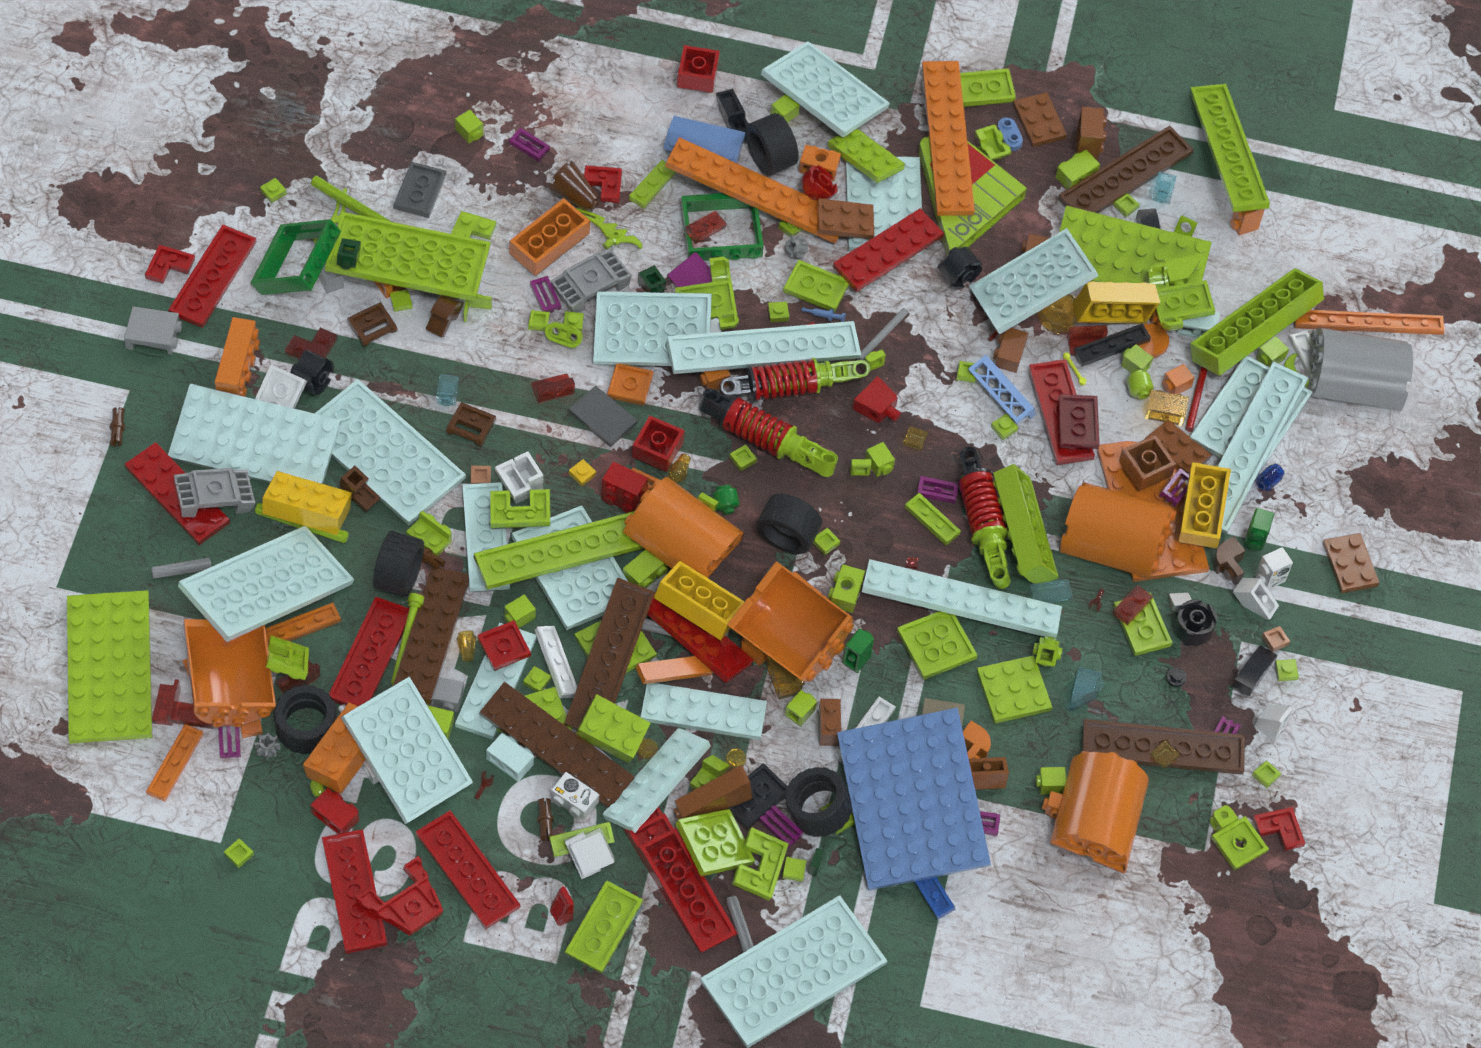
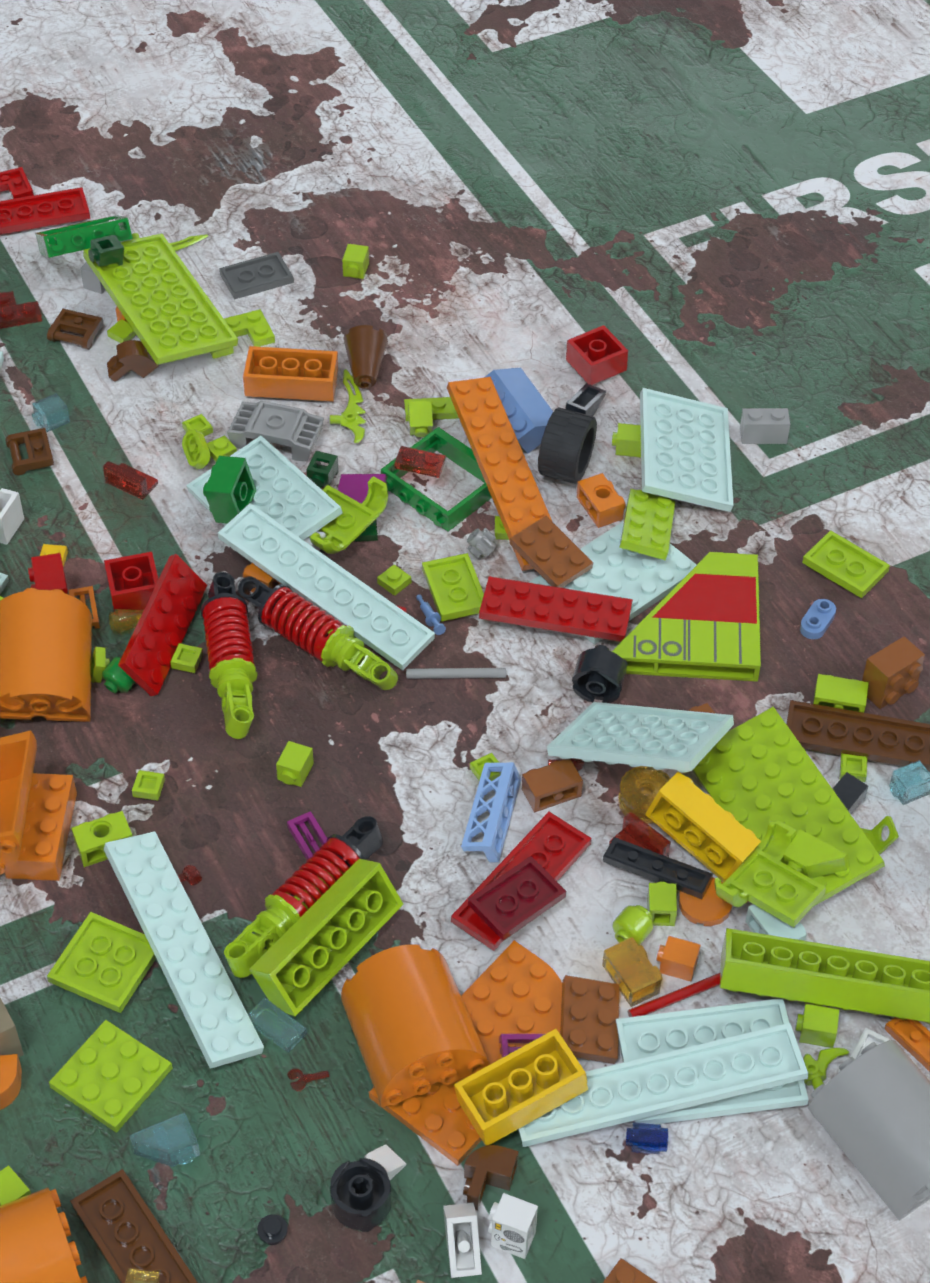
camera: 55 degrees right, 10 degrees down
(273, 190) = (155, 197): lime plate -> none
(345, 199) = (191, 242): lime axle -> none
(483, 302) = (165, 371): lime bracket -> none
(527, 147) = (386, 320): magenta tile -> none
(557, 305) = (227, 408): magenta tile -> none
(603, 416) = (133, 529): dark grey tile -> none
(606, 177) = (403, 376): red plate -> none
(630, 384) = (191, 528): orange tile -> none
(642, 339) = (229, 488): none -> green brick
(660, 199) = (420, 418): none -> lime brick
(709, 447) = (162, 625): none -> red plate
(789, 523) = (123, 732): black tyre -> none
(817, 183) = (570, 509): red cylinder -> none
(842, 35) = (764, 426): none -> light grey brick
(858, 650) = (23, 892): green brick -> none
(860, 467) = (268, 754): lime tile -> none
(875, 359) = (413, 684): lime plate -> none
(877, 402) = (365, 717): red torso -> none
(915, 438) = (357, 779): clear yellow tile -> none
(932, 519) = (265, 856): lime plate -> none
(948, 138) = (738, 567): orange plate -> none
(991, 143) = (784, 608): lime cylinder -> none
(1004, 427) = (450, 844): lime plate -> none
(1039, 119) = (865, 629): dark orange plate -> none
(1044, 657) = (181, 1069): lime brick -> none
(1082, 381) = (586, 874): neon yellow hinge -> none
(1132, 605) = (323, 1112): clear red plate -> none
(1146, 631) = (313, 1143): lime plate -> none
(1147, 462) = (524, 993): dark orange brick -> none
(1259, 529) = (553, 1171): green brick -> none

